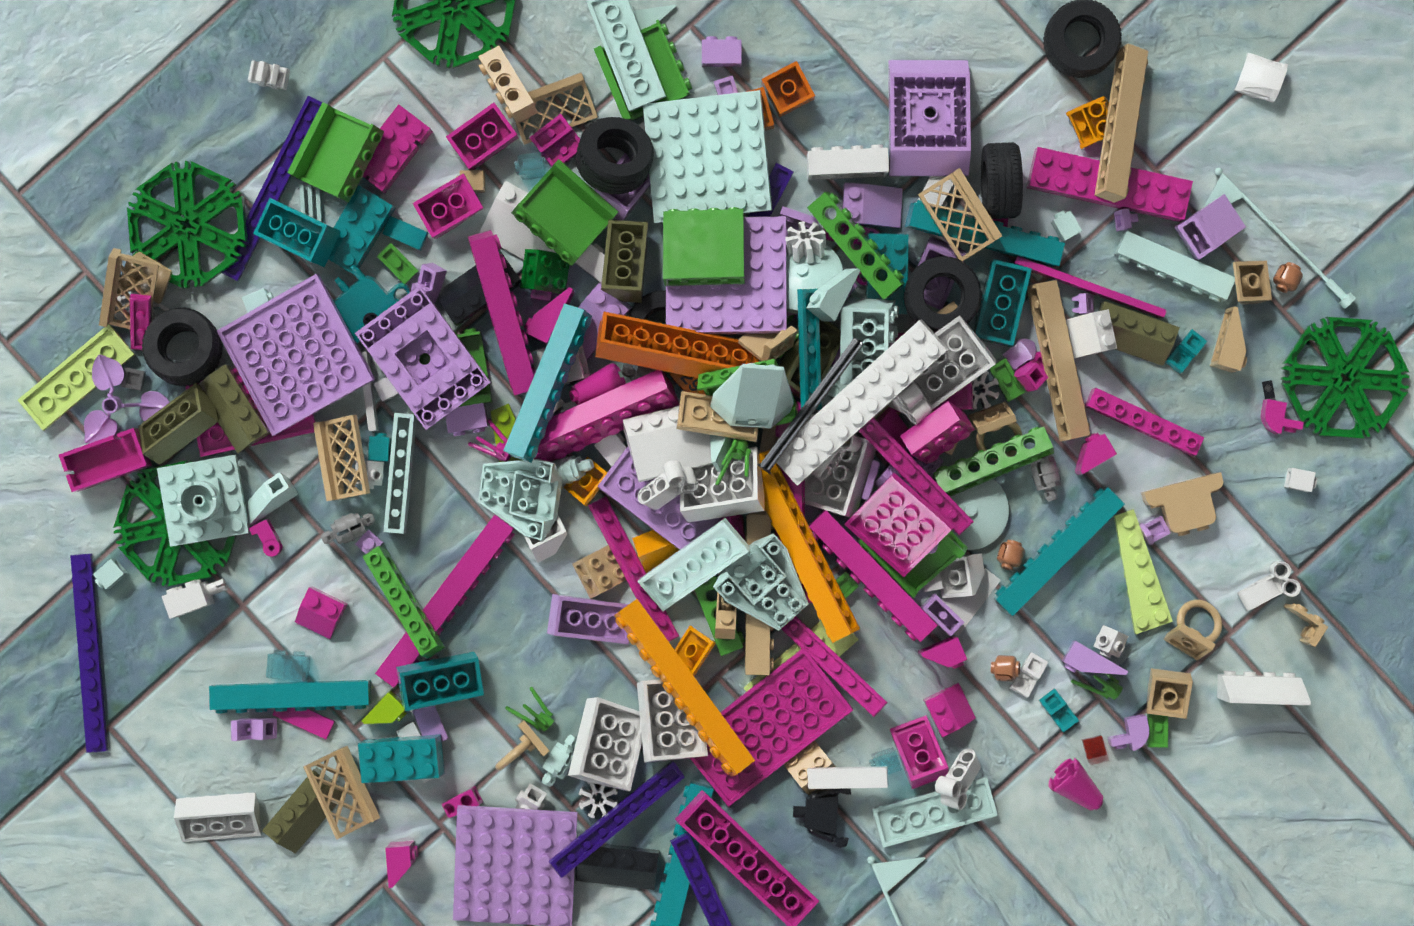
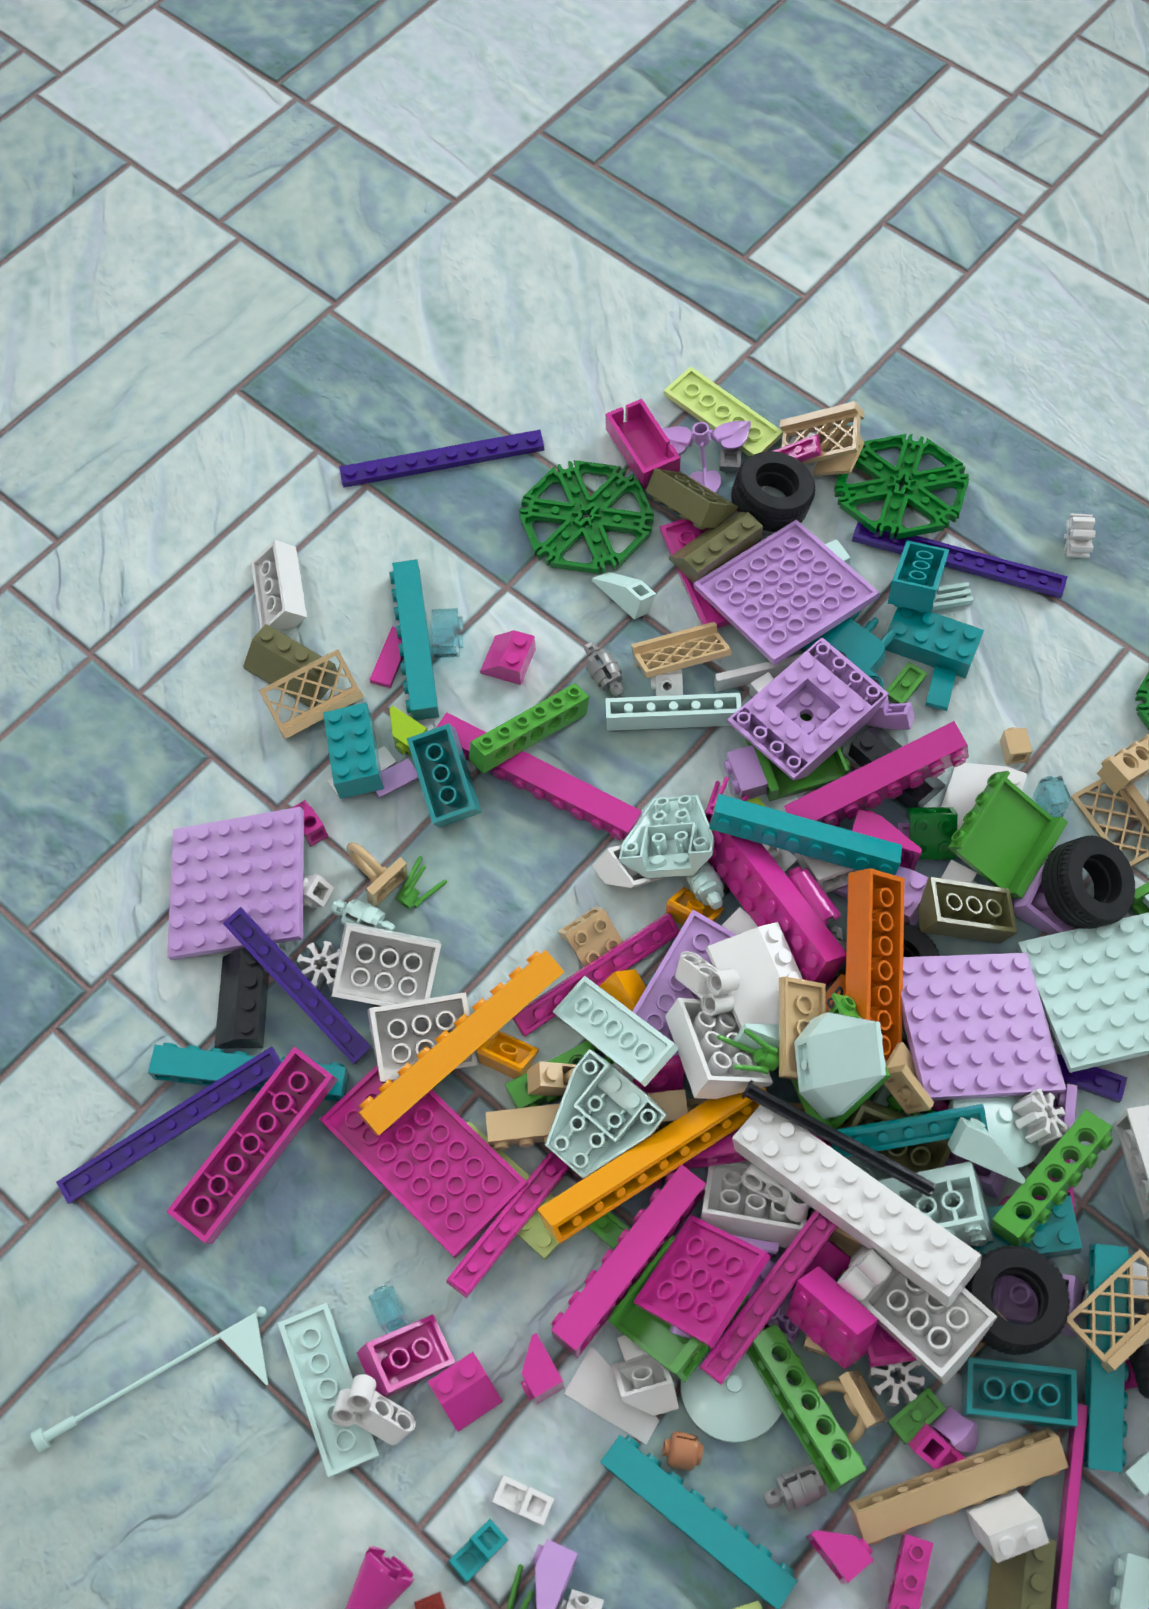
camera: 85 degrees right, 25 degrees down
(110, 574) = (525, 464): light aqua brick -> none
(191, 598) = (509, 531): white brick -> none
(222, 506) = (614, 533): light aqua piece -> none
(254, 729) = (375, 606): lavender brick -> none
(271, 543) = (583, 598): dark pink leg -> none
(335, 152) = (1014, 603): bright green panel -> none
(368, 541) = (595, 695): lavender plate -> none
(379, 447) = (698, 685): teal brick -> none
(395, 148) = (1030, 661): dark pink piece -> none
(399, 859) = (237, 761): dark pink slope -> none
(448, 206) = (982, 719): dark pink slope -> none
(482, 137) = (1069, 747): dark pink brick -> none
(556, 140) = (1086, 820): dark pink slope -> none
(585, 619) = (532, 923): lavender slope -> none
(703, 247) = (1005, 989): bright green panel -> none
(810, 757) = (375, 1216): tan bracket -> none
(821, 814) = (317, 1237): black torso -> none
(847, 777) = (365, 1256): white tile -> none
(873, 204) = (1105, 1205): lavender slope -> none
(942, 615) = (590, 1363): lavender brick -> none
(1005, 668) = (528, 1464): nougat head -> none
(1086, 303) = (1049, 1513): lavender tile -> none

